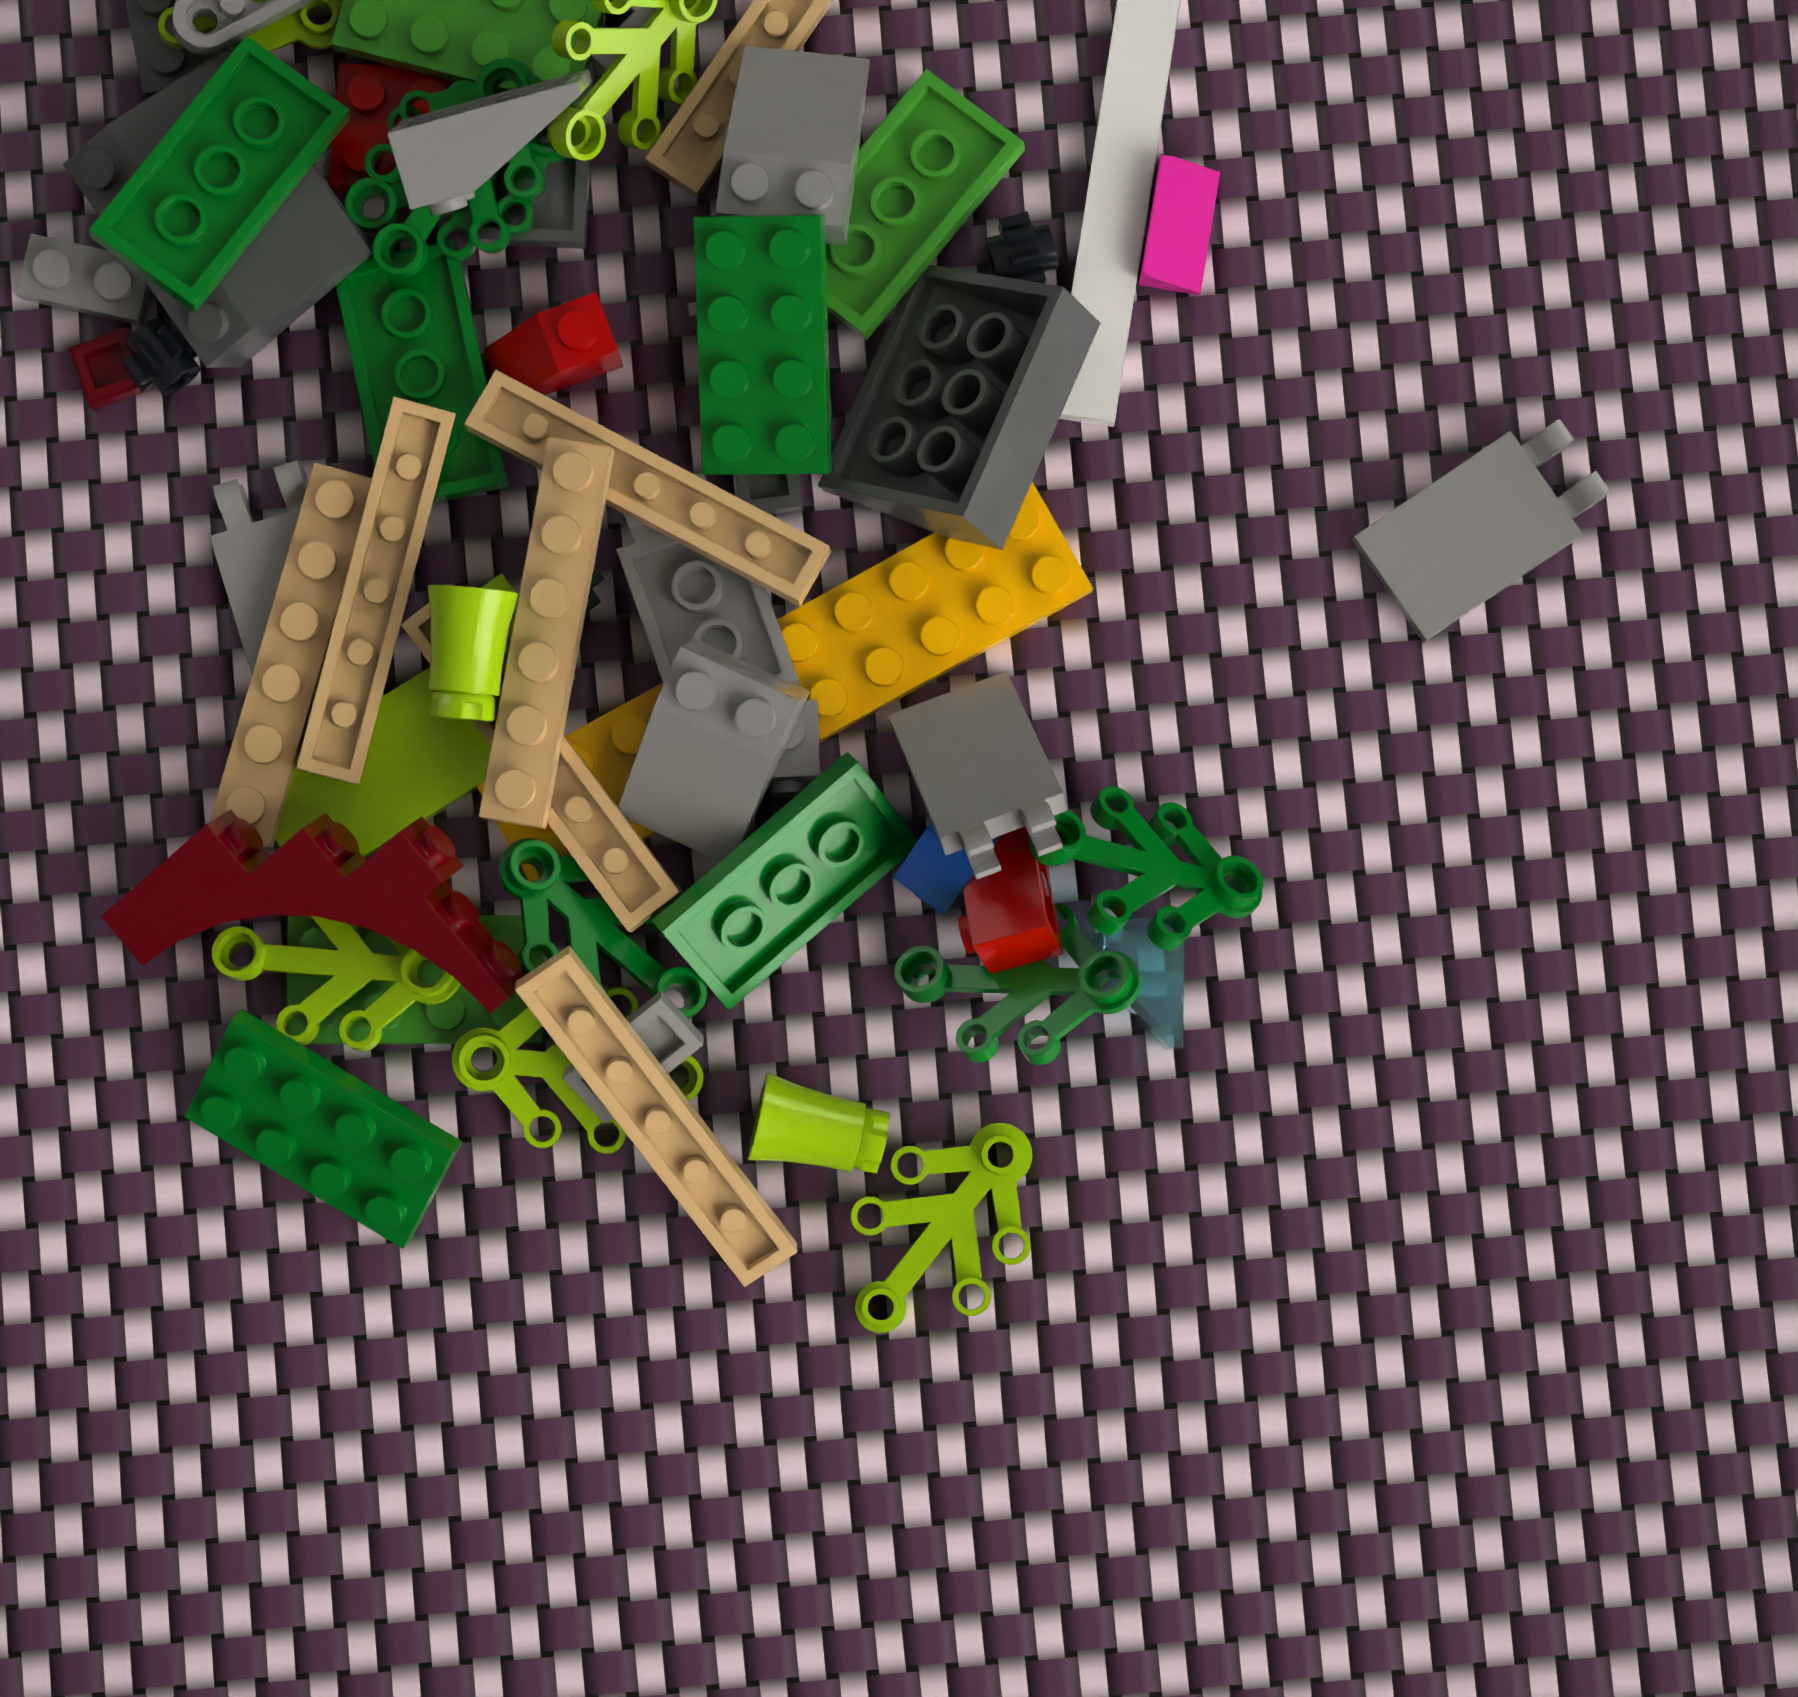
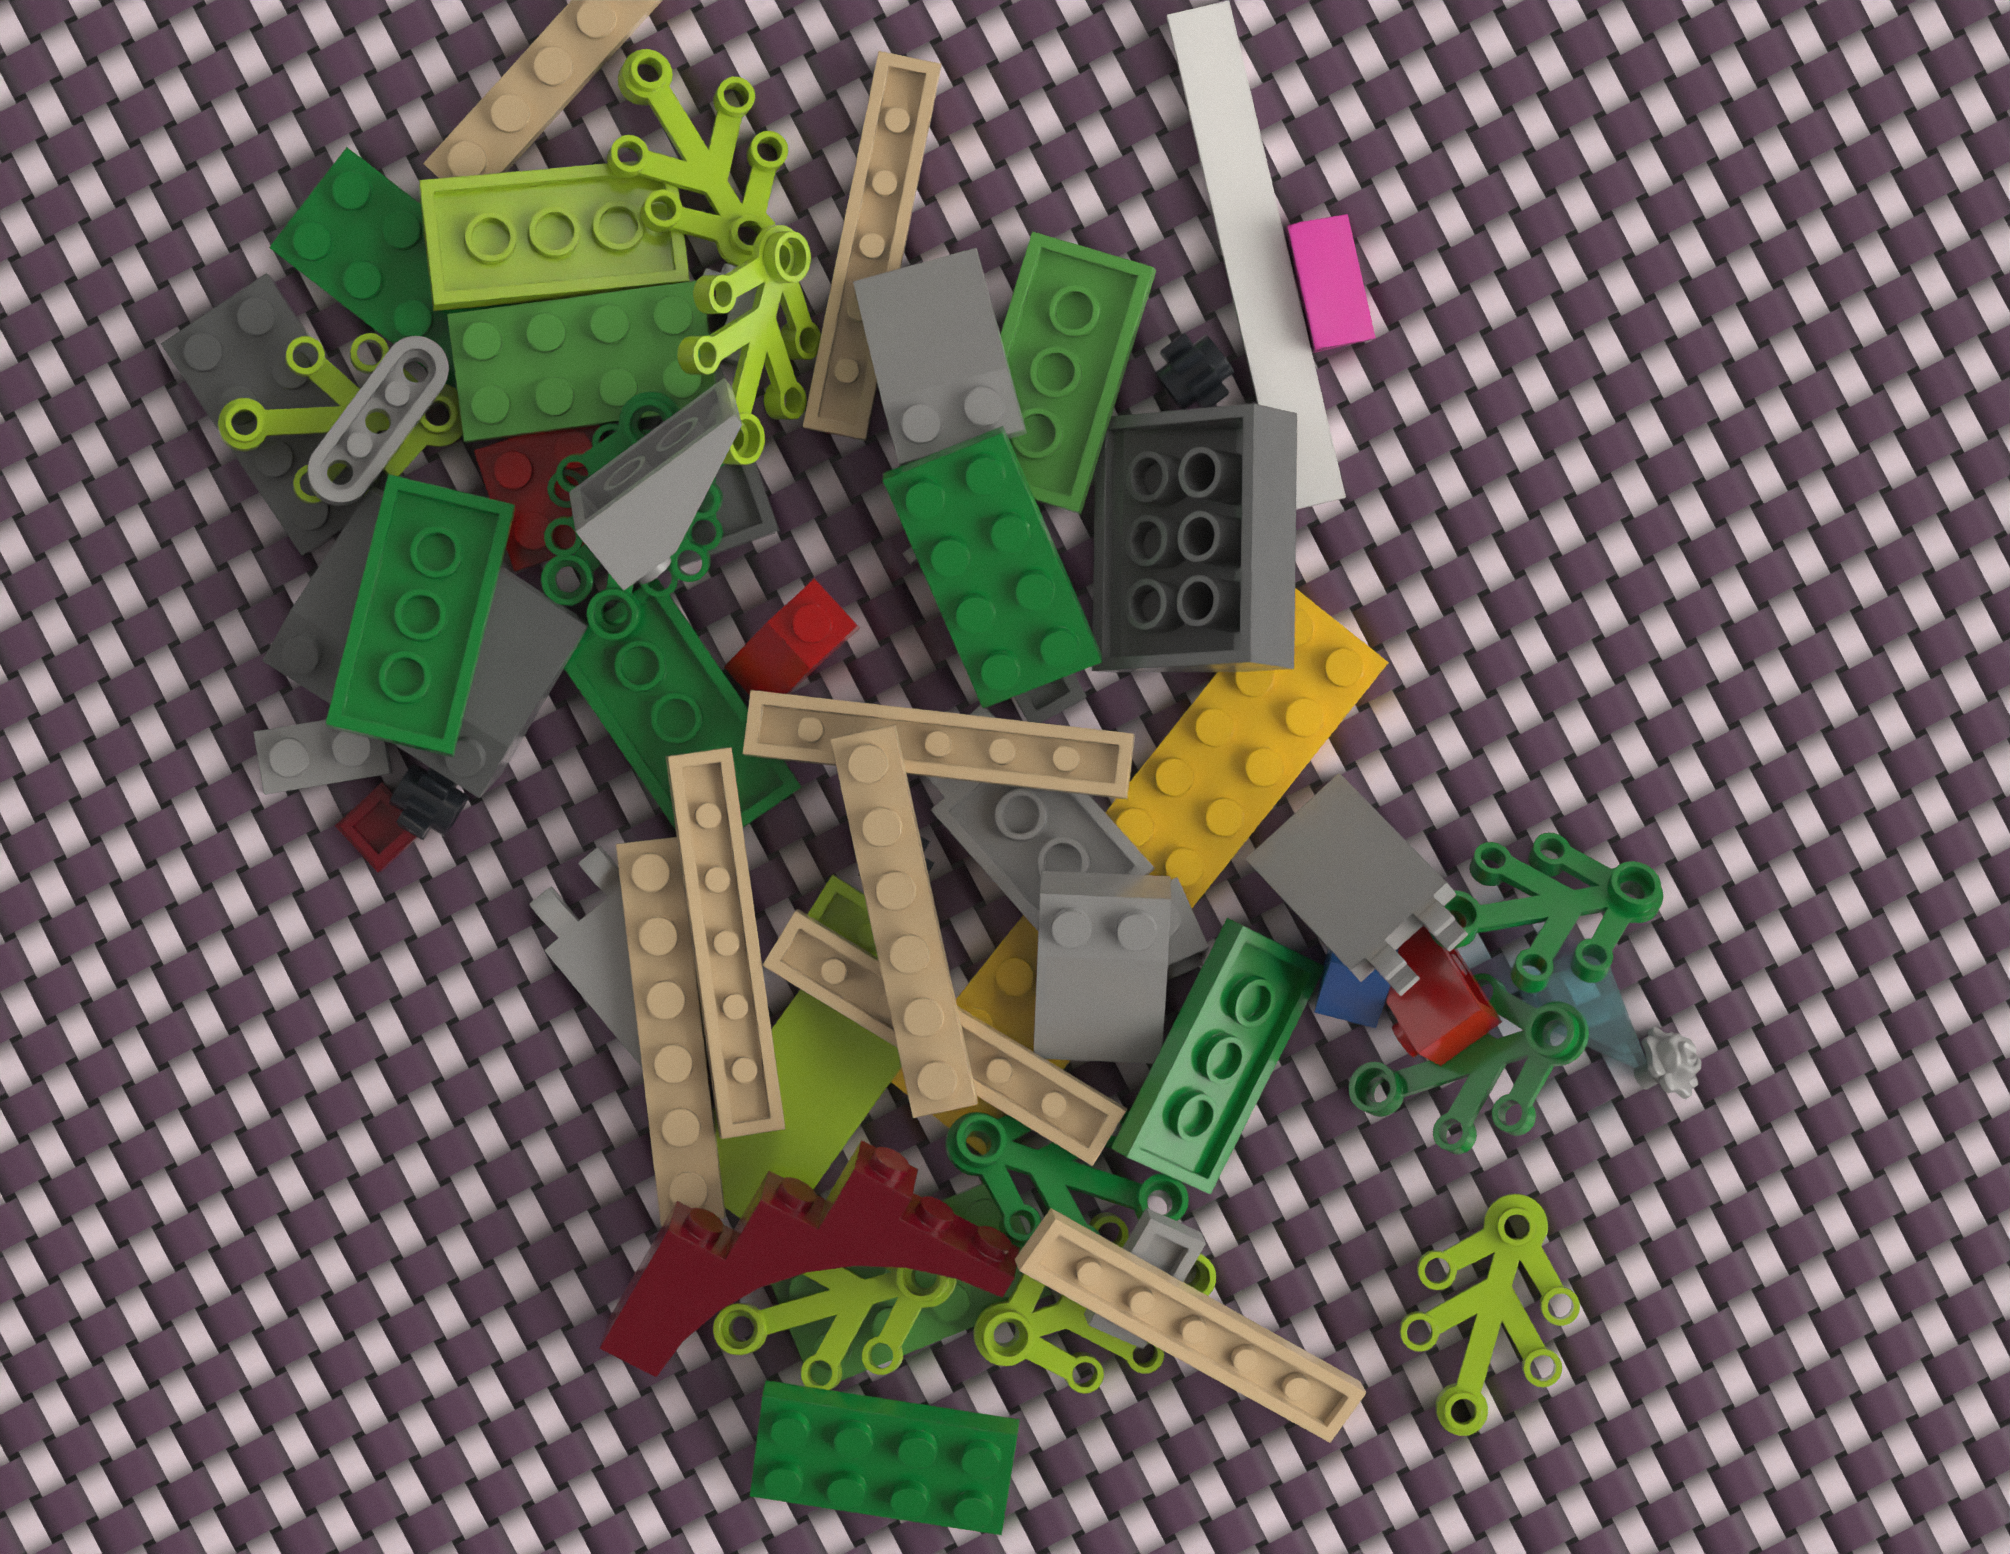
camera: 25 degrees left, 5 degrees up
(467, 649) = (839, 969): lime plant -> none
(816, 1128) = (1337, 1272): lime plant -> none
(1204, 1060) = (1670, 1063): none -> light grey plant
(1476, 530) = (1725, 460): light grey tile -> none

